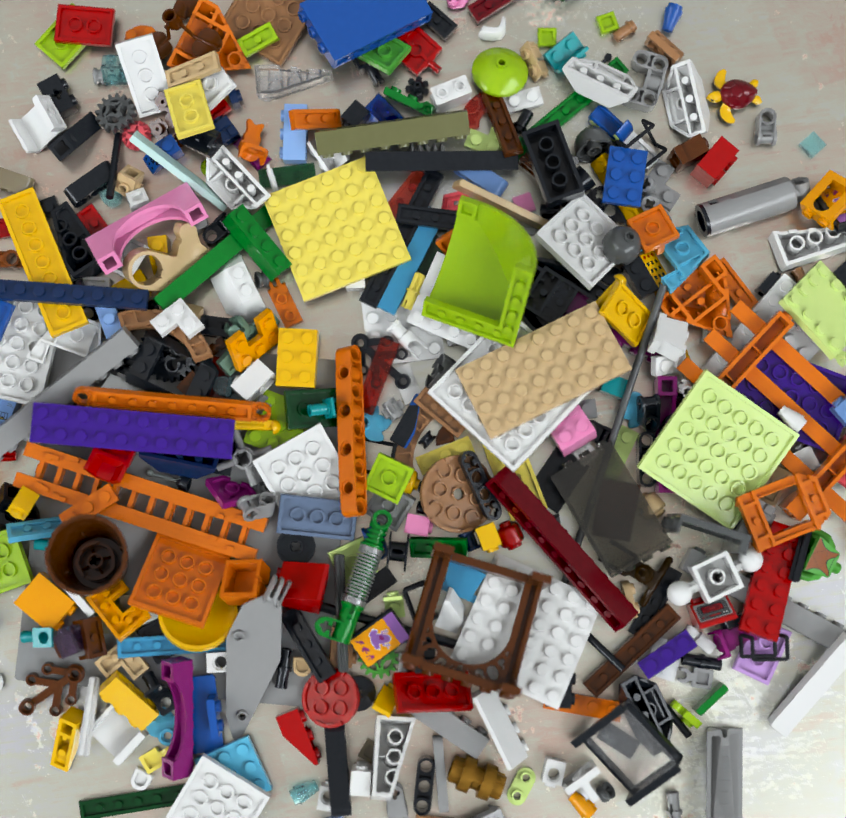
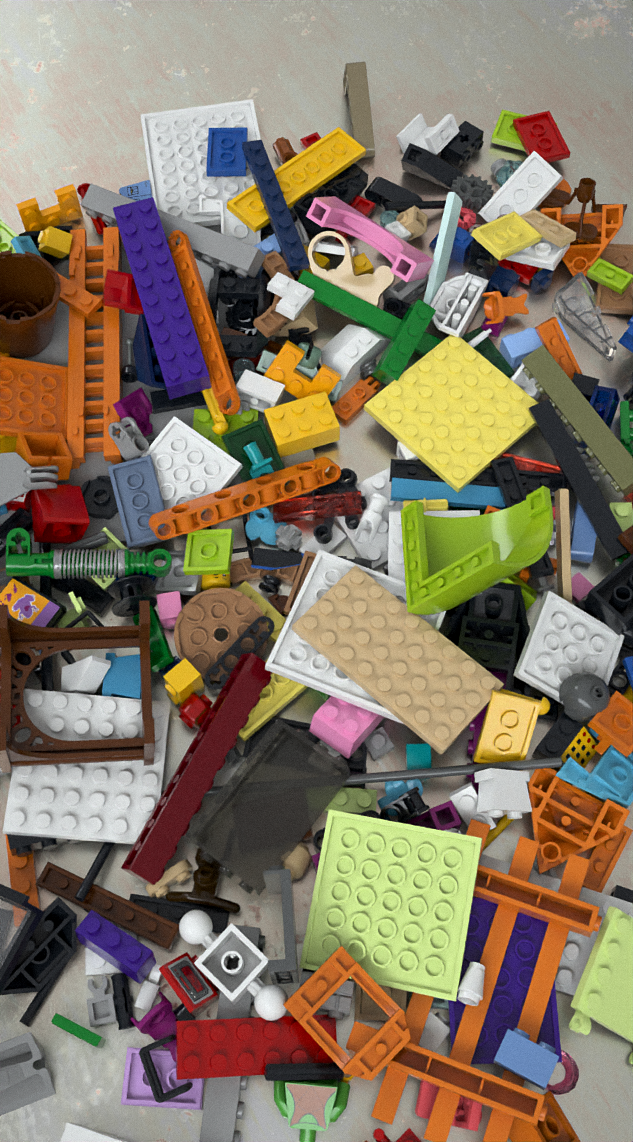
camera: 70 degrees right, 20 degrees down
(235, 461) = (175, 407): light grey bar -> none
(688, 718) = (46, 1010): lime plate -> none

